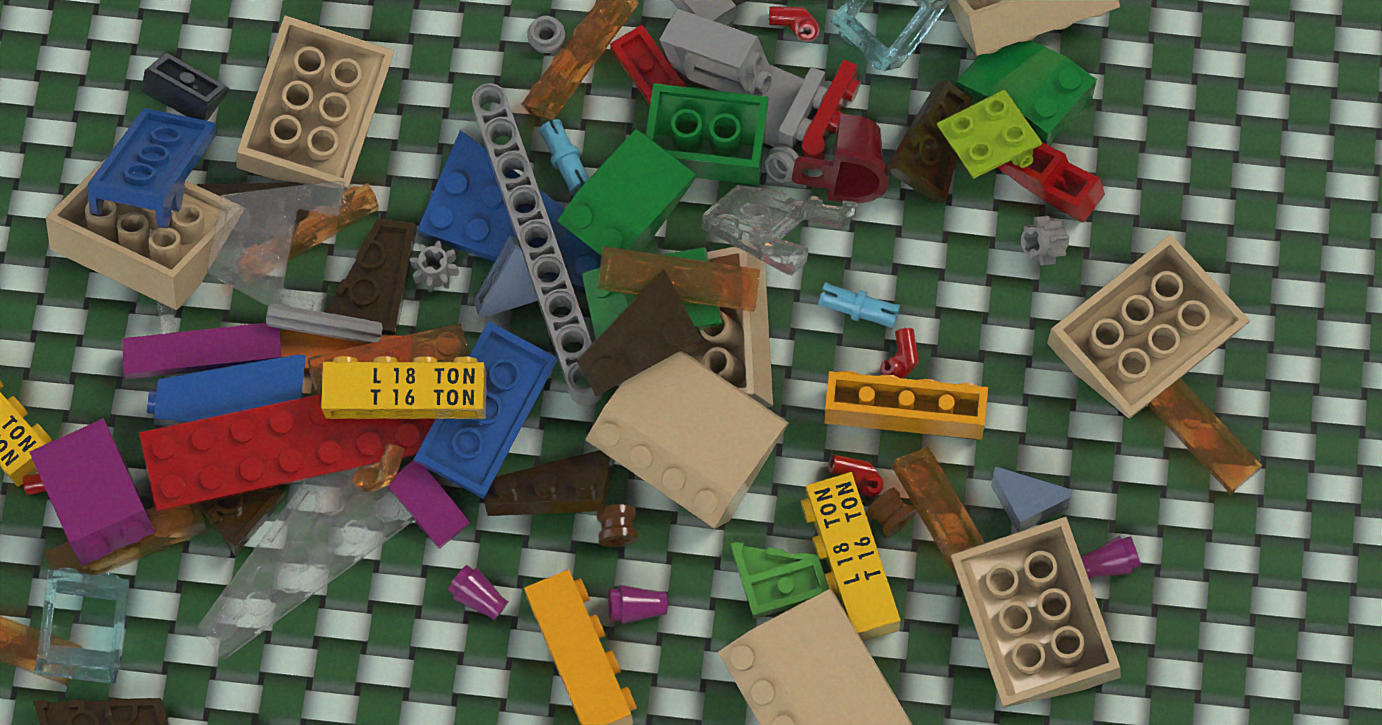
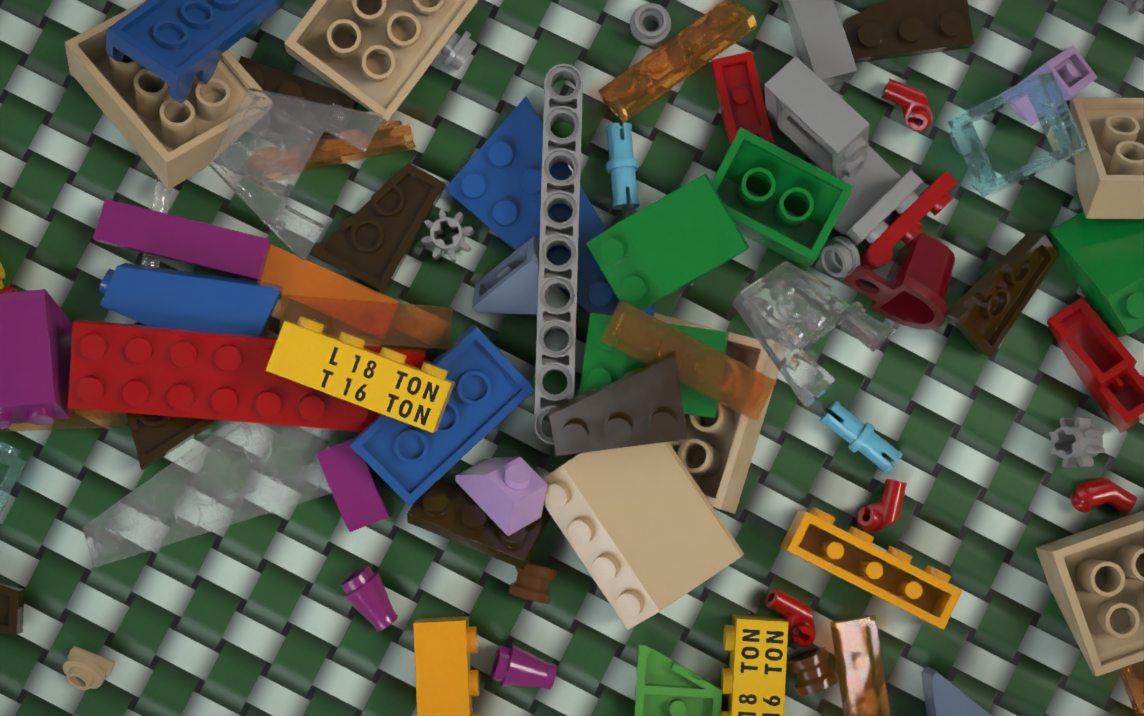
camera: 15 degrees right, 15 degrees up
(323, 324) = (312, 260): light grey axle -> none
(381, 474) = (314, 444): clear orange arm -> none
(386, 112) = (458, 50): none -> light grey plate
(565, 450) = (505, 491): none -> lavender slope
(990, 135) = (1068, 314): lime hinge -> none
(1083, 276) = (1102, 491): none -> red arm

